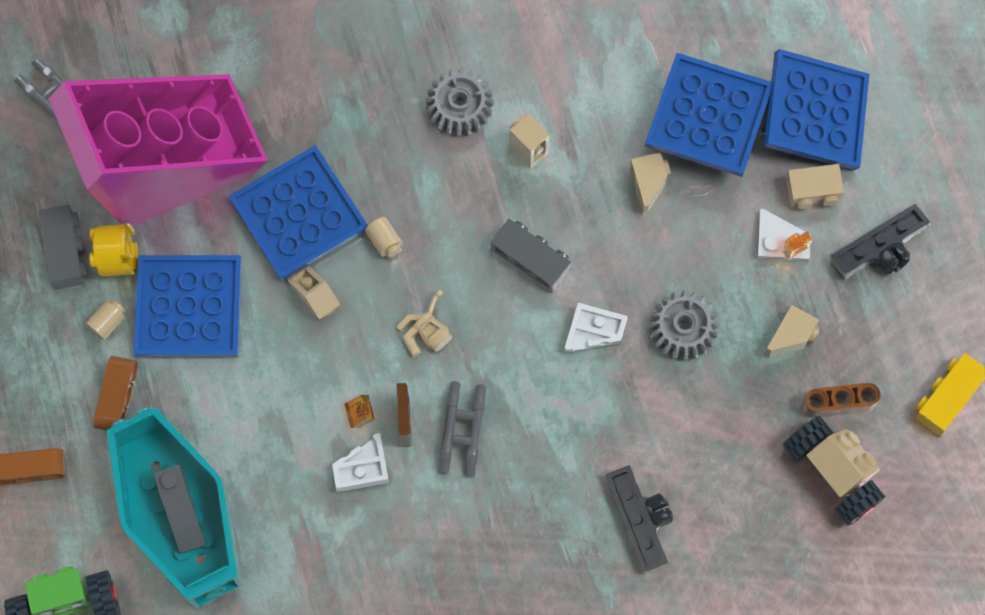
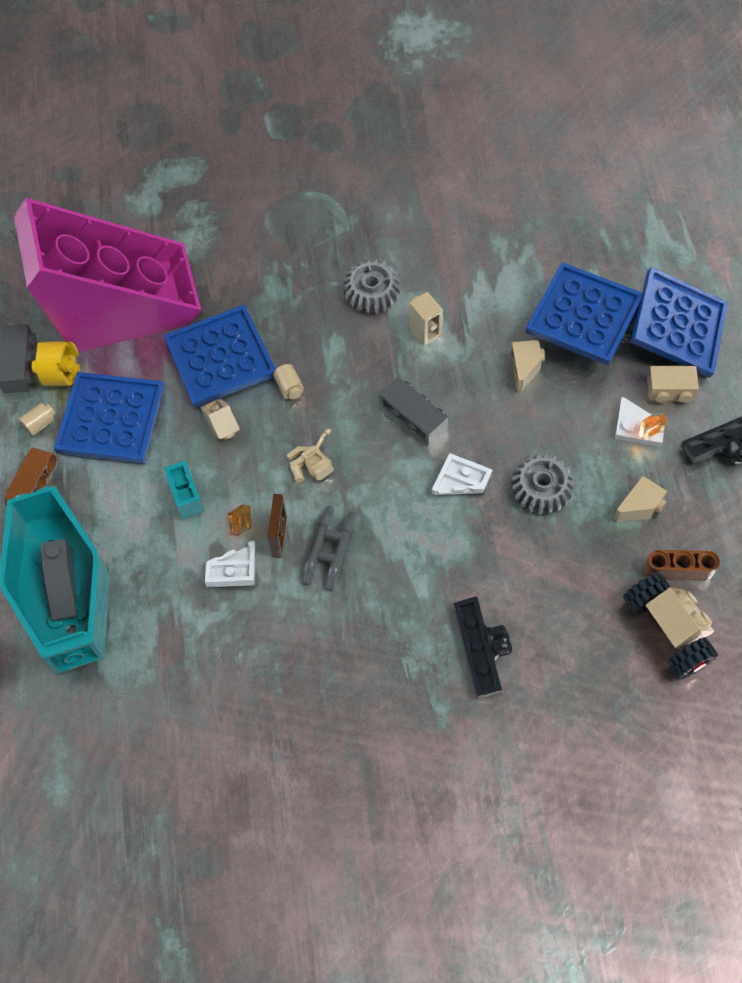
camera: 10 degrees right, 10 degrees down
(292, 385) = (184, 489): none -> teal brick

